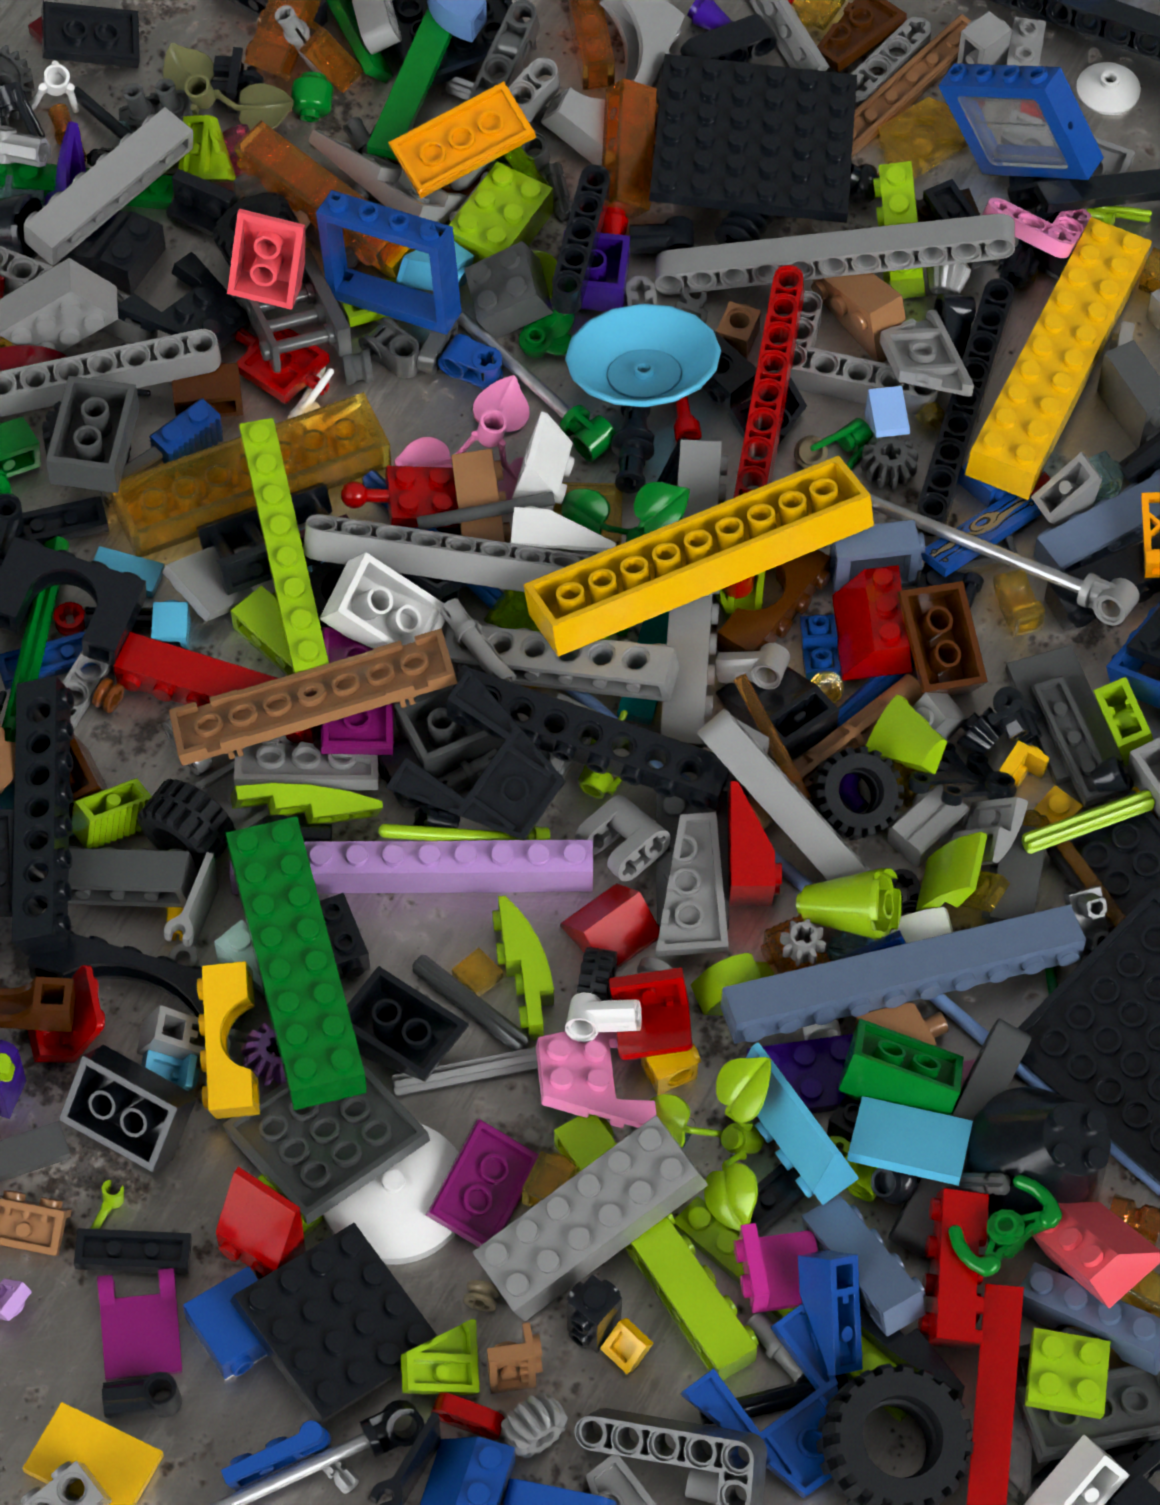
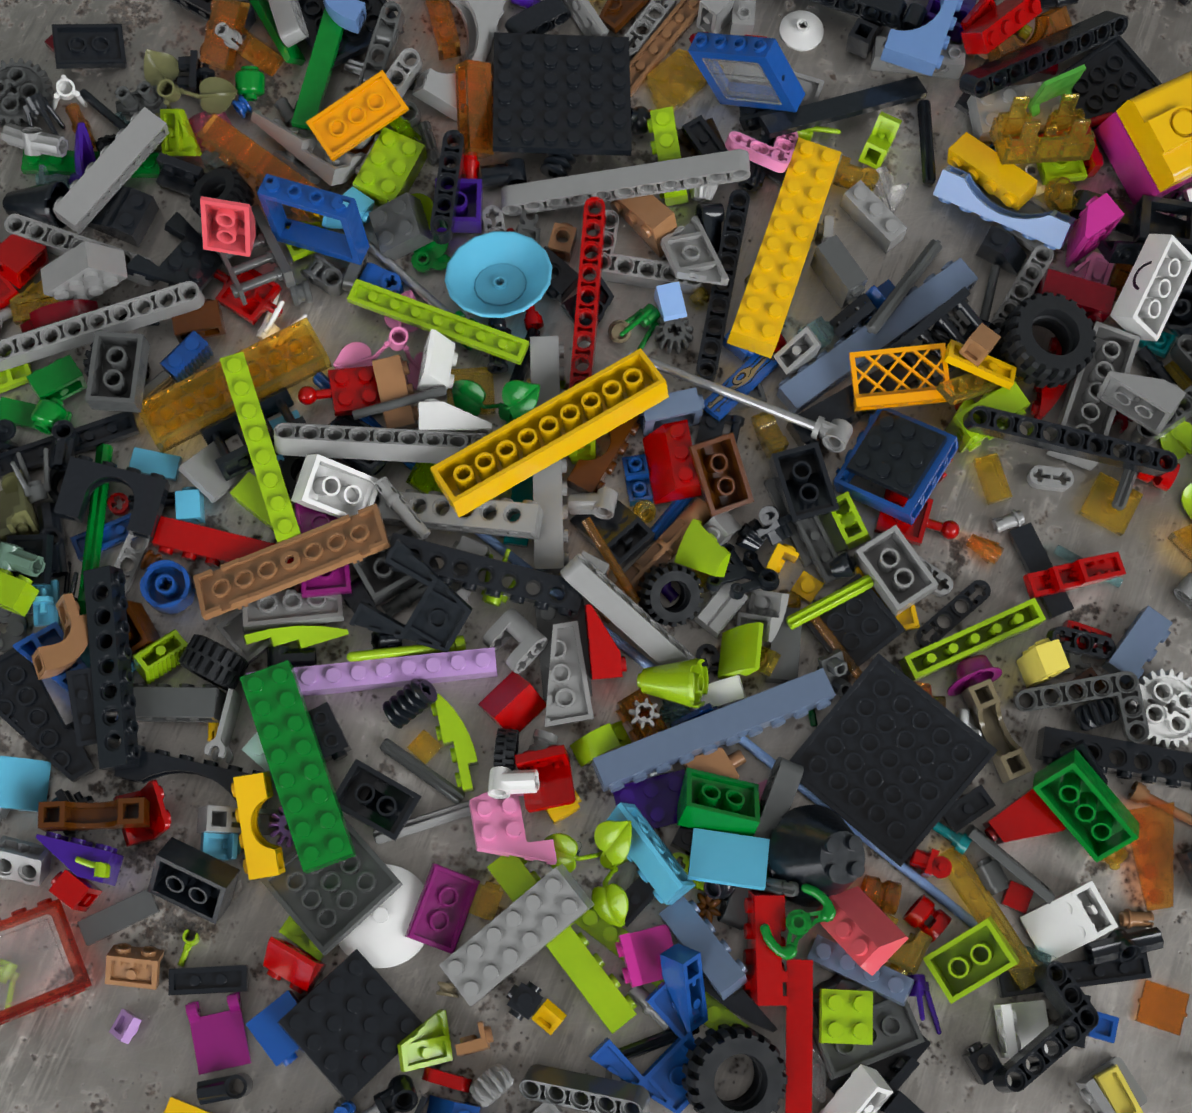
camera: 10 degrees left, 15 degrees up
(129, 727) = (155, 583): none -> blue brick
(297, 126) = (242, 106): none -> blue bush
(462, 904) = (409, 702): none -> black piece
(576, 421) = (430, 317): none -> lime plate
(877, 1217) = (708, 907): none -> dark orange plant
(1061, 657) = (803, 482): none -> black slope

